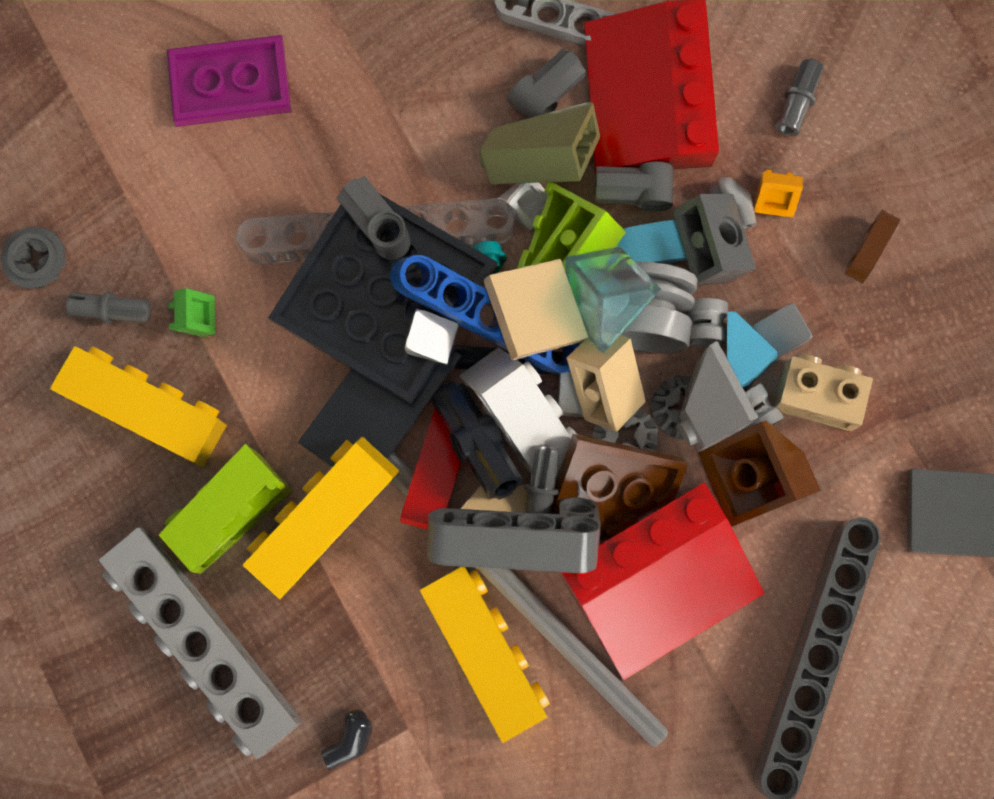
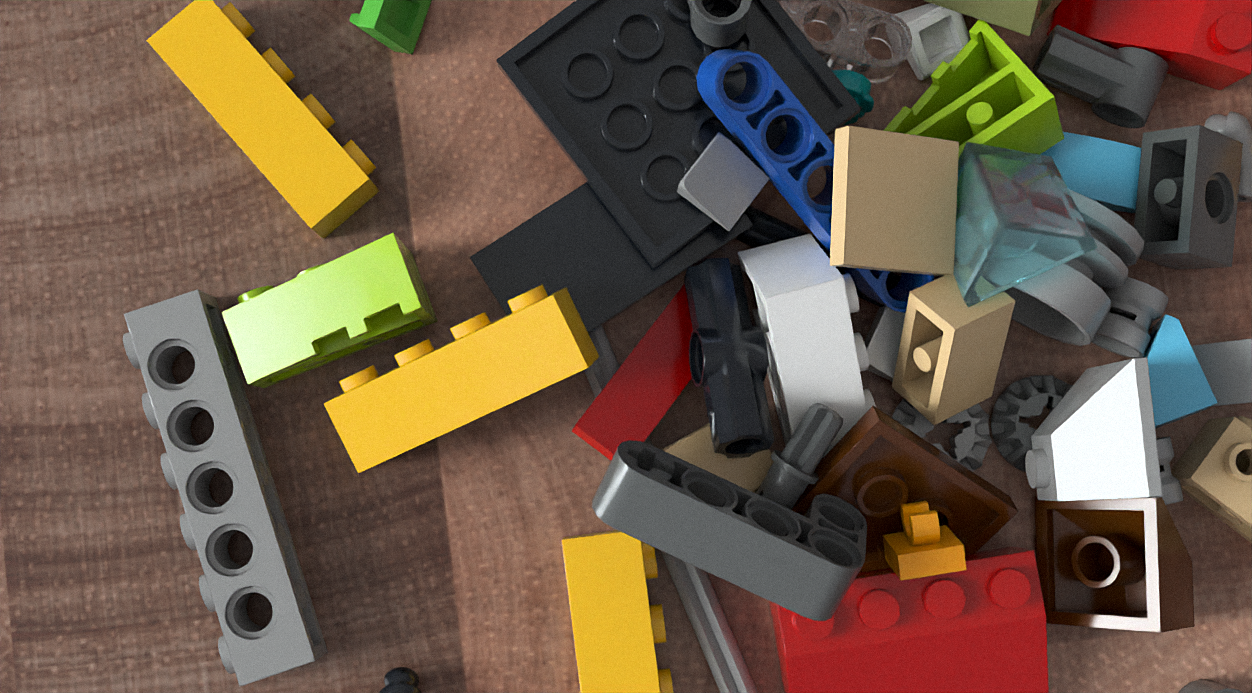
camera: 15 degrees right, 5 degrees up
(638, 506) = (923, 546): none -> light orange tile

